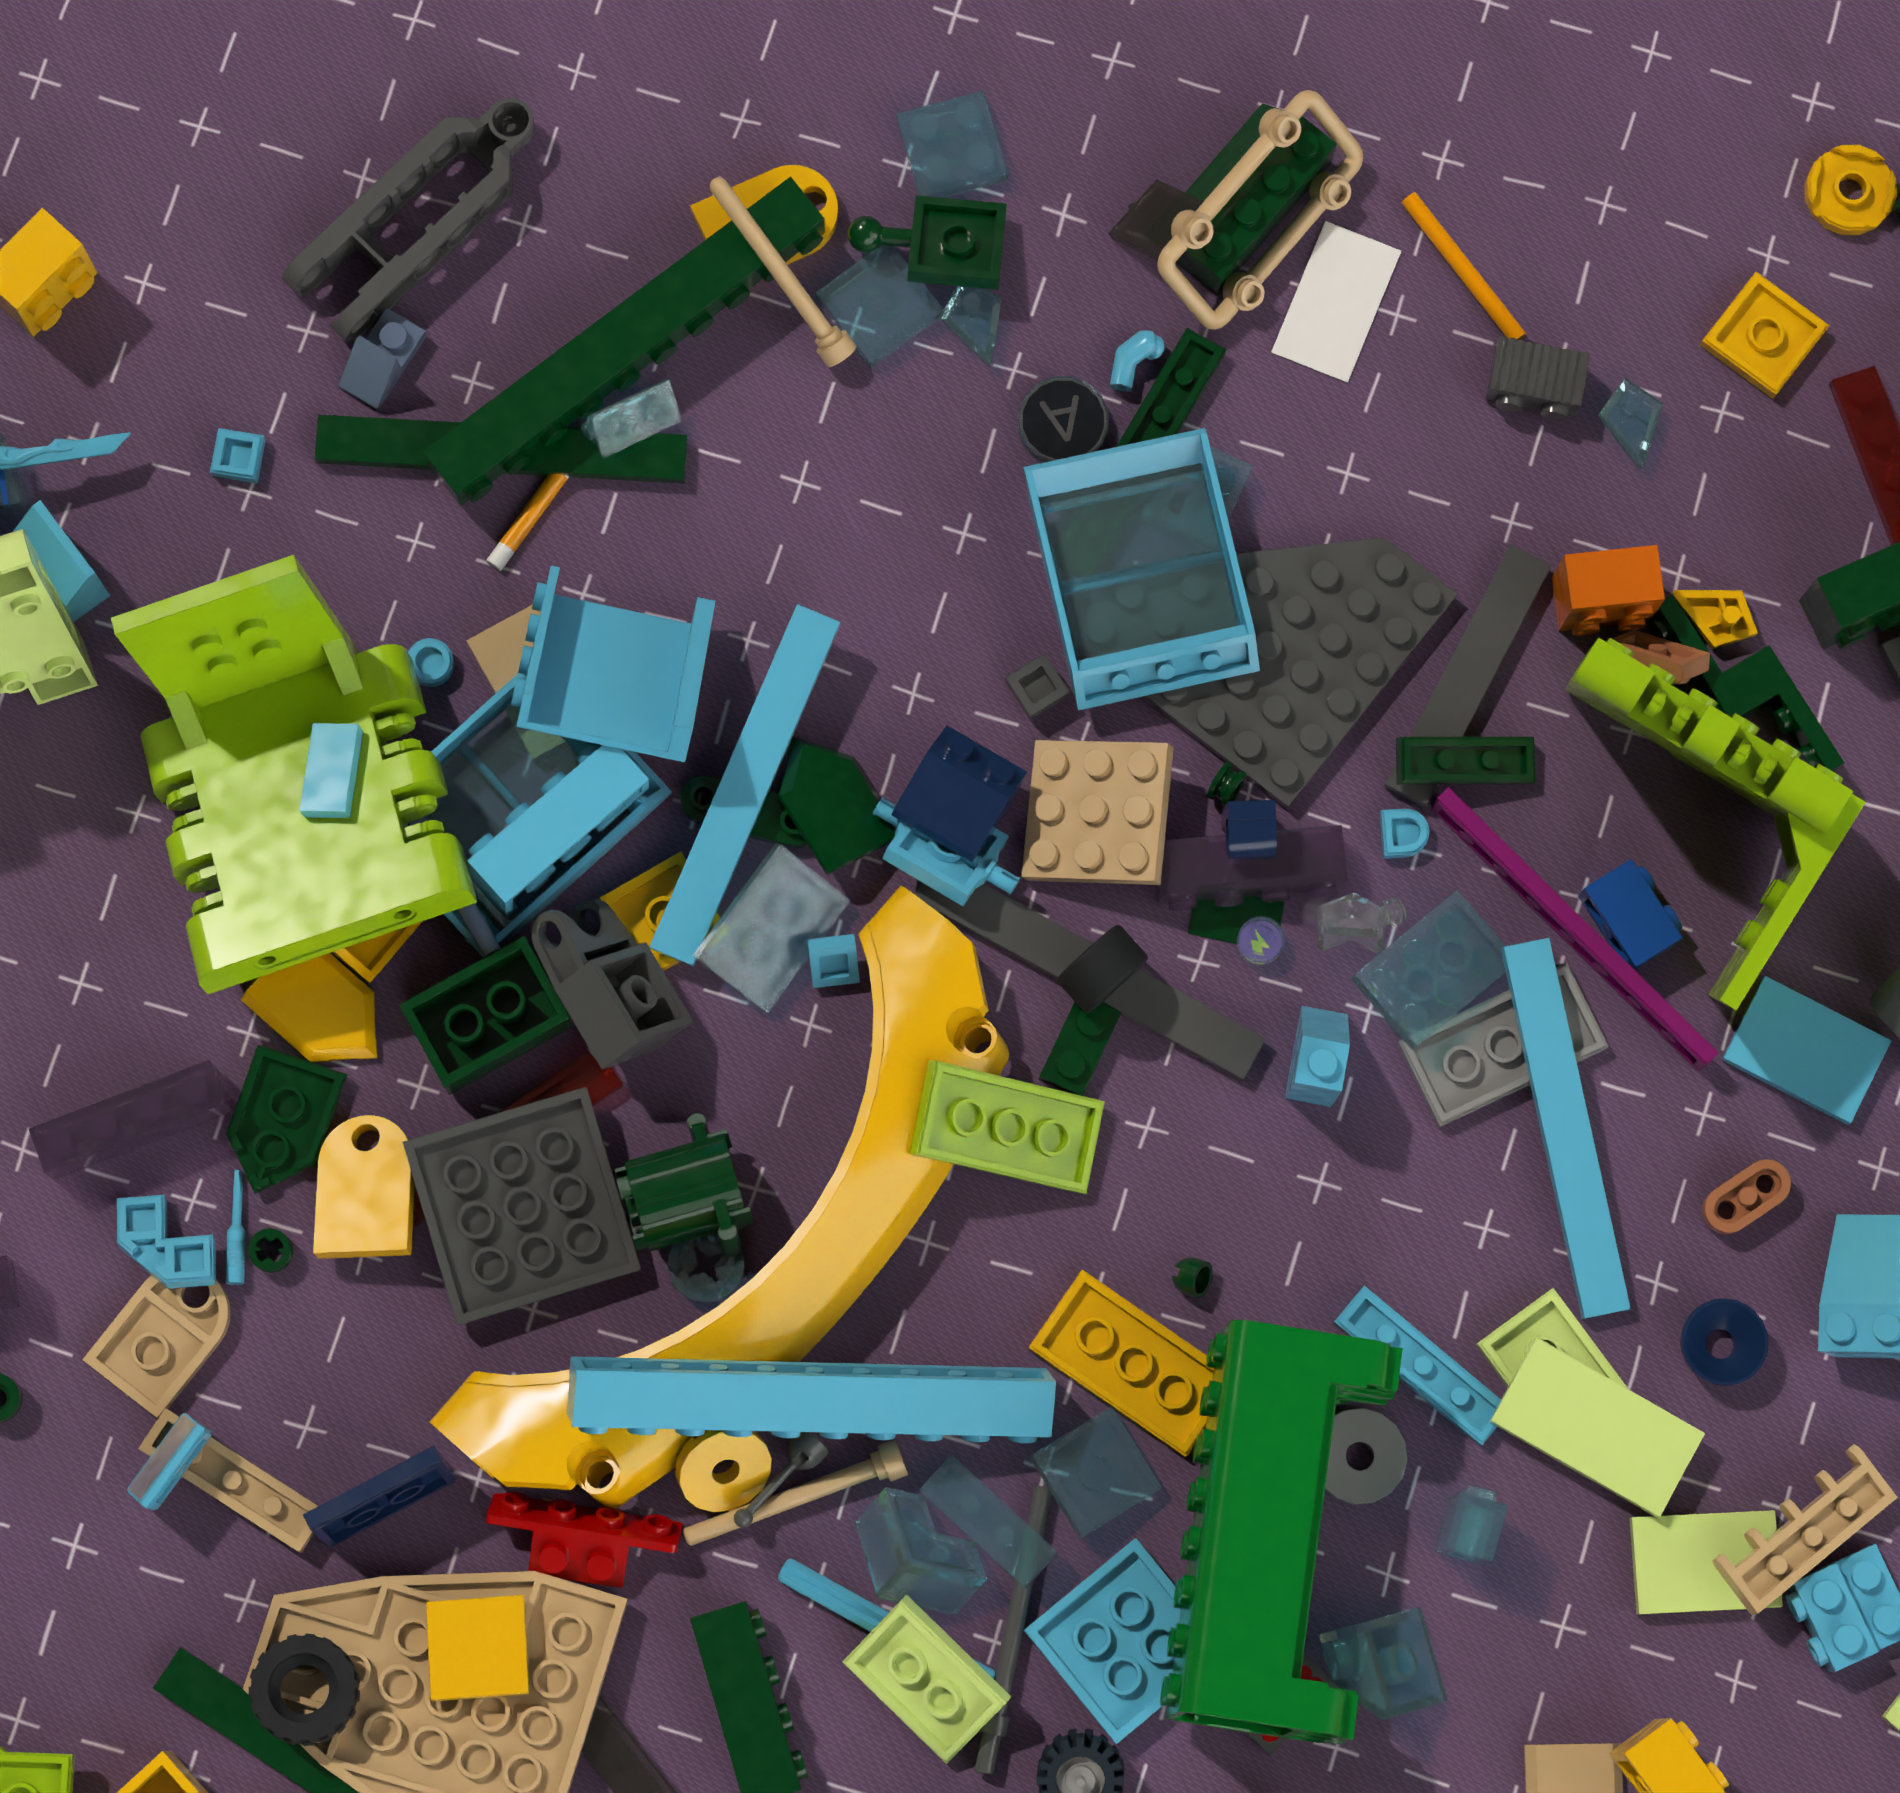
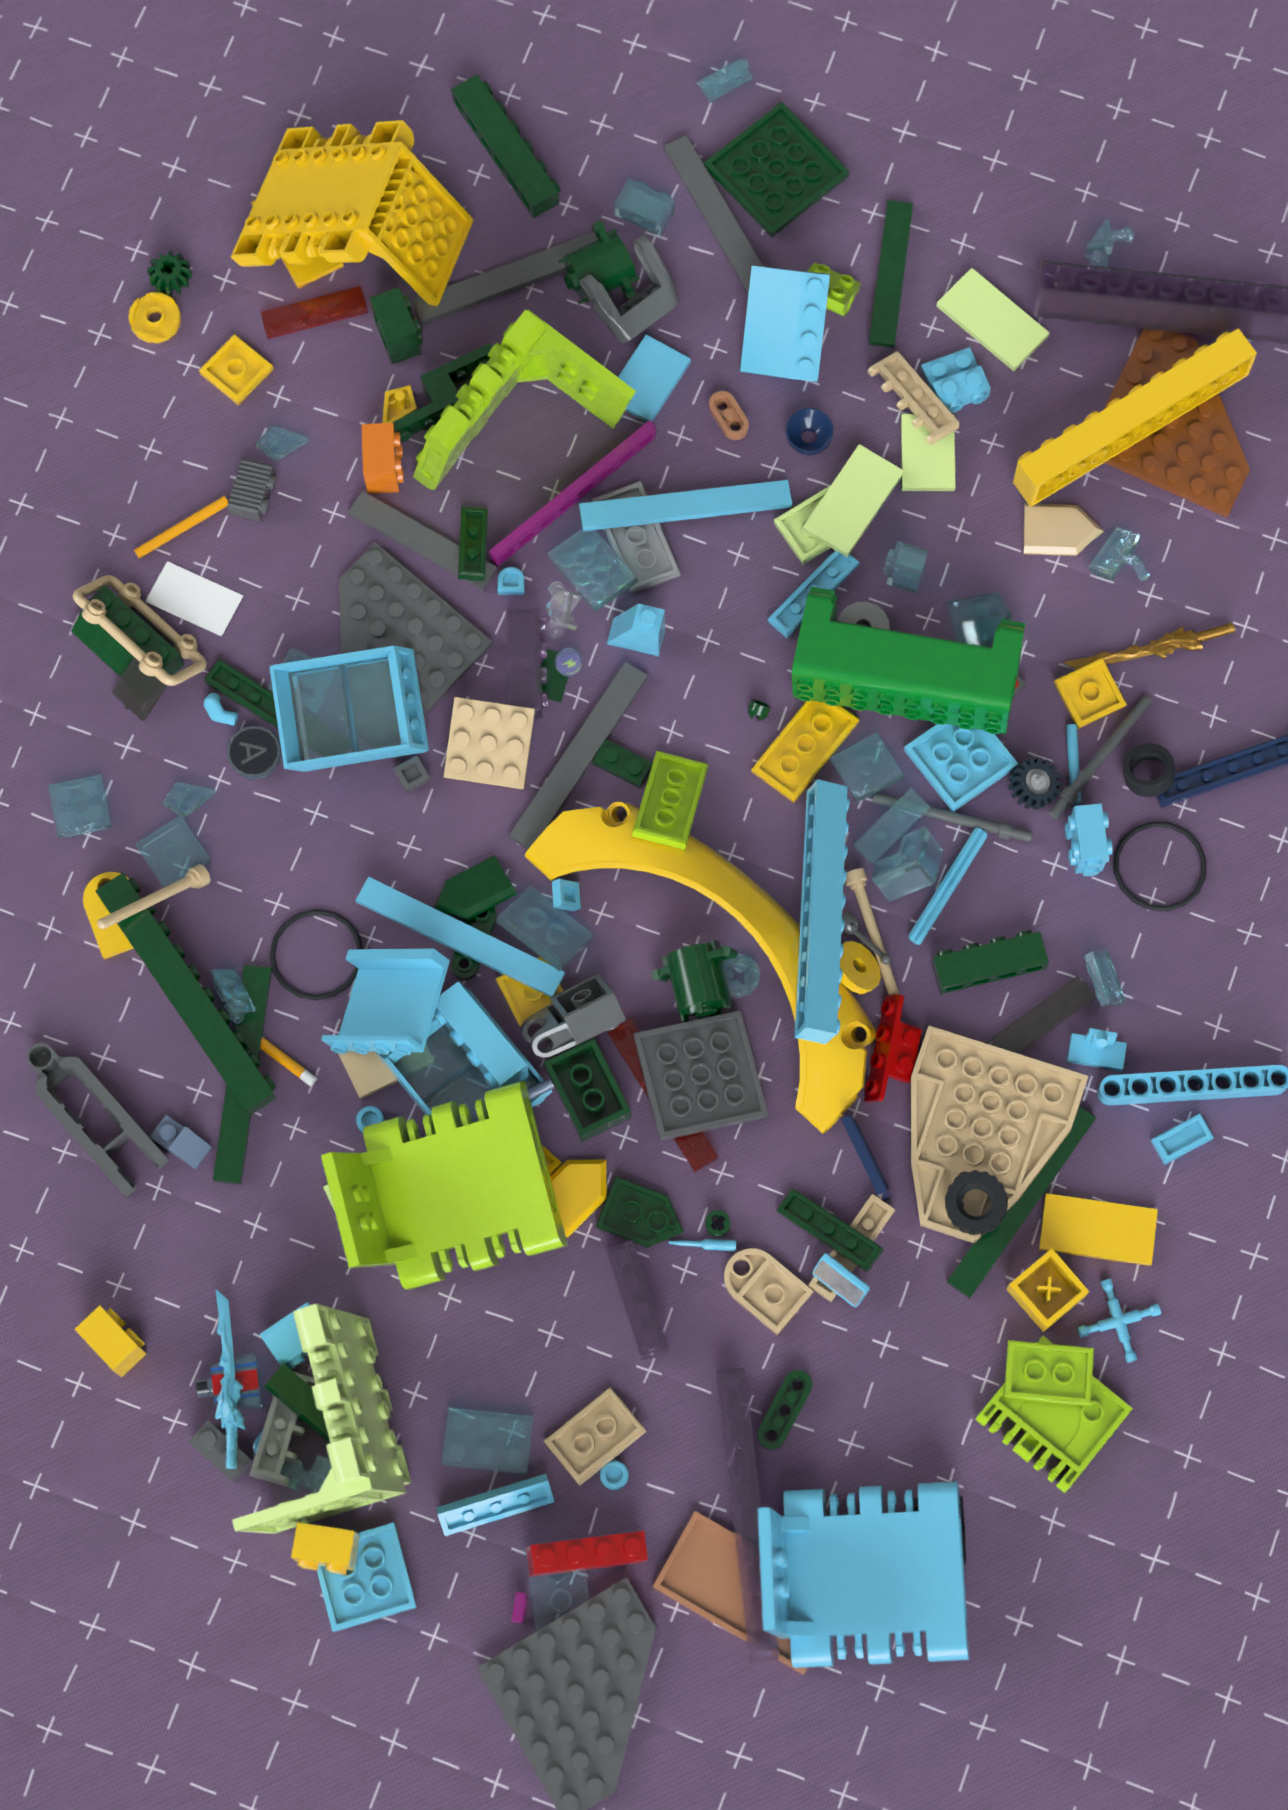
camera: 80 degrees left, 5 degrees down
(172, 1261) = (708, 1295): medium azure tile -> none
(237, 455) = (233, 1230): medium azure tile -> none
(258, 1440) = (830, 1230): none -> dark green tile
(331, 770) = (440, 1162): medium azure tile -> none
(364, 1195) = (689, 1165): yellow tile -> none
(477, 1648) = (955, 1107): yellow tile -> none
(719, 482) = (280, 932): none -> black piece
(926, 1679) = (979, 862): yellowish green tile -> none
(942, 867) = (504, 827): medium azure plate -> none
(949, 241) = (139, 807): dark green plate -> none
(959, 793) = (474, 816): dark blue slope -> none
(1102, 968) = (582, 742): black tyre -> none
(1227, 784) = (477, 673): dark green bush -> none
(1250, 829) = (507, 656): dark blue plate -> none
(1631, 914) = (566, 462): blue brick -> none
(1673, 657) = (416, 440): nougat plate -> none

